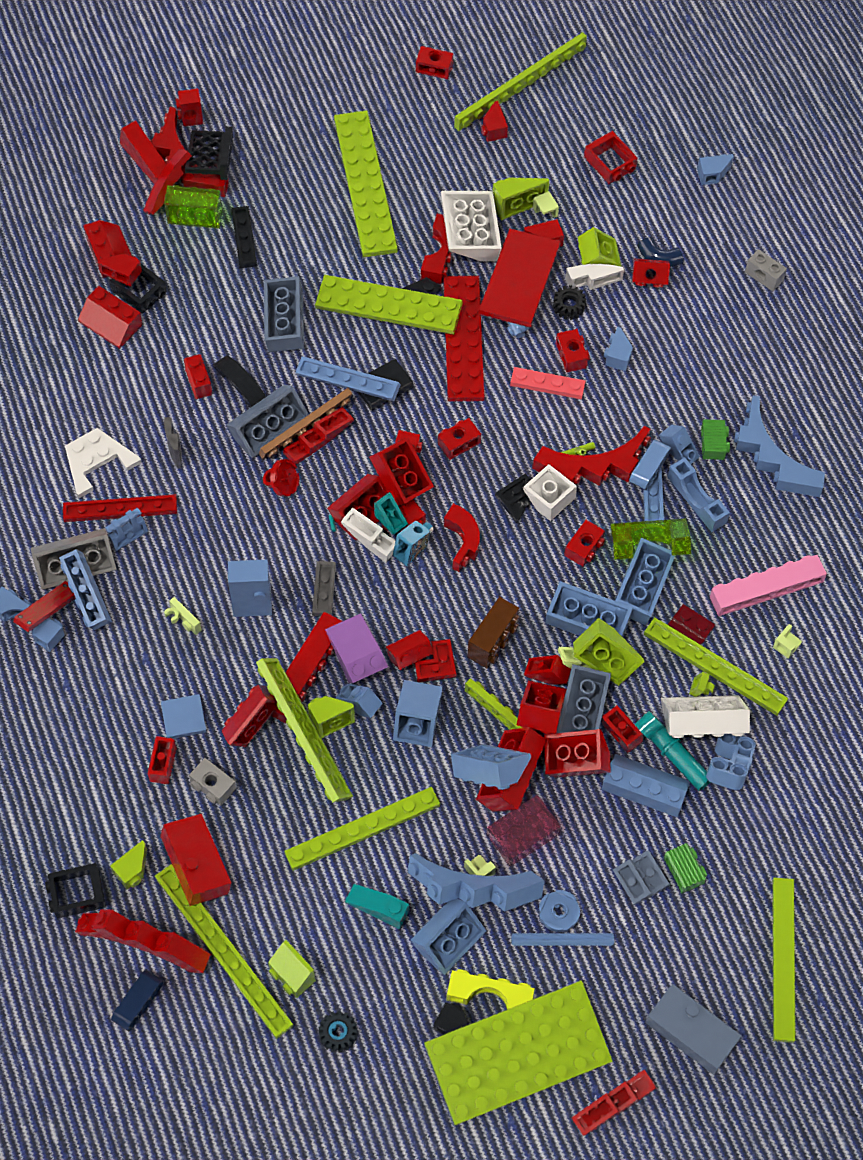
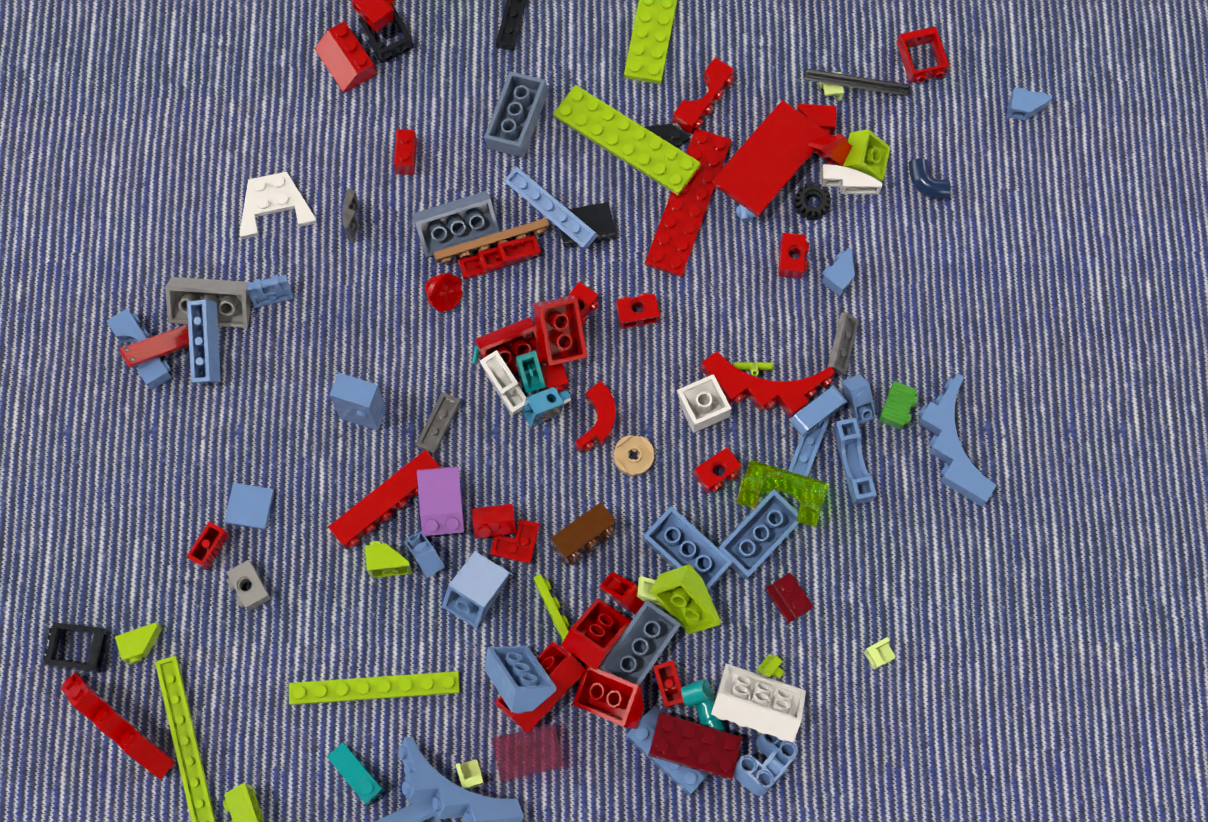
camera: 20 degrees right, 10 degrees up
(118, 507) = (276, 264): red tile -> none
(137, 1000) = (89, 781): dark blue beam -> none
(189, 622) = (292, 411): yellowish green plate -> none
(195, 859) = (198, 661): red brick -> none
(240, 379) = (445, 170): black slope -> none
(249, 716) = (308, 534): red slope -> none
(304, 729) = (352, 570): lime plate -> none
(471, 224) = (744, 81): white slope -> none
(504, 566) = (634, 444): none -> tan plate
(514, 497) = (665, 394): black wing -> none
(517, 194) = (797, 58): lime slope -> none
(547, 383) = (753, 281): coral plate -> none
(568, 194) = (856, 82): none -> black axle
(568, 253) = (831, 148): none -> red slope
(641, 266) = (905, 188): red brick -> none
(646, 405) = (843, 343): none -> flat silver plate
(667, 768) = (695, 746): none -> dark red plate
(716, 666) = (795, 652): lime plate -> none
(765, 270) = (1032, 237): light grey brick -> none
(767, 585) = (885, 584): bright pink brick -> none

